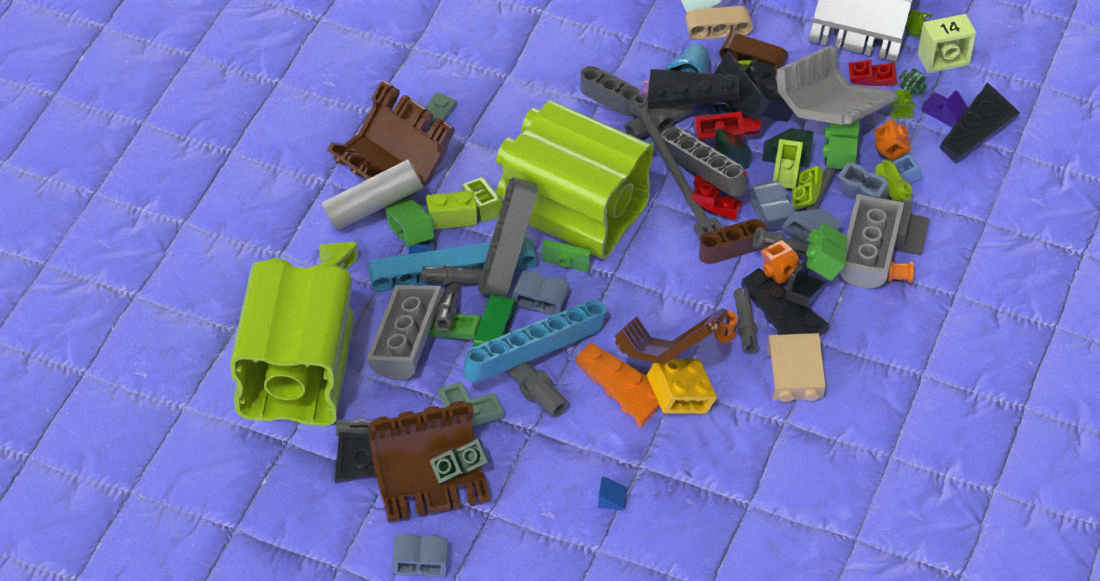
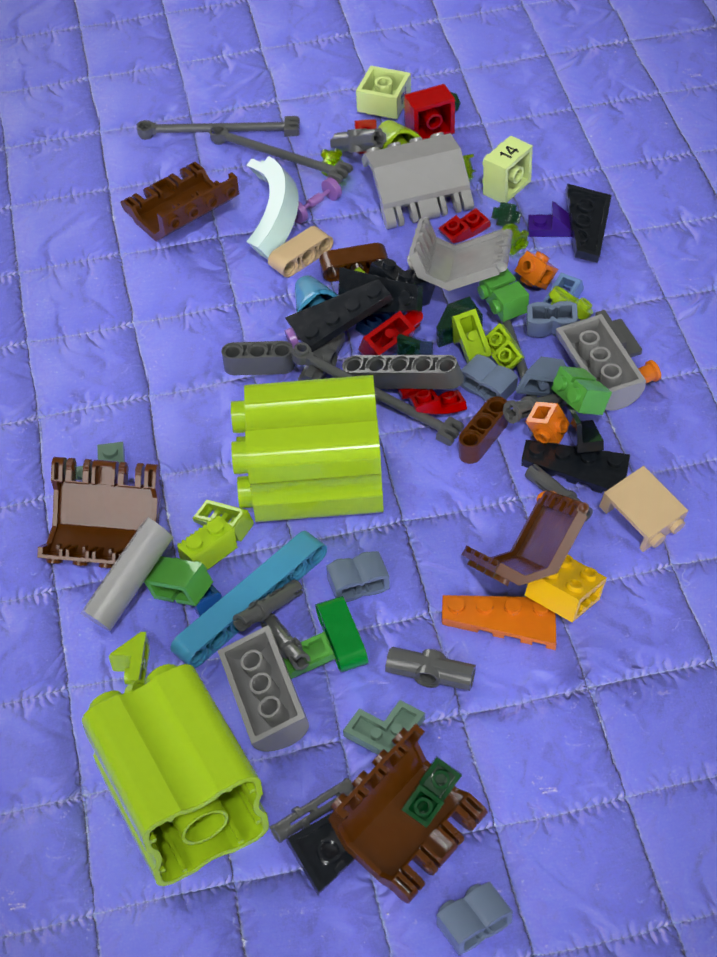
camera: 30 degrees left, 0 degrees up
(508, 237) = (297, 539): dark grey beam -> none
(534, 340) = (399, 627): dark azure beam -> none
(566, 255) = (350, 527): bright green plate -> none
(611, 494) = (592, 732): blue slope -> none

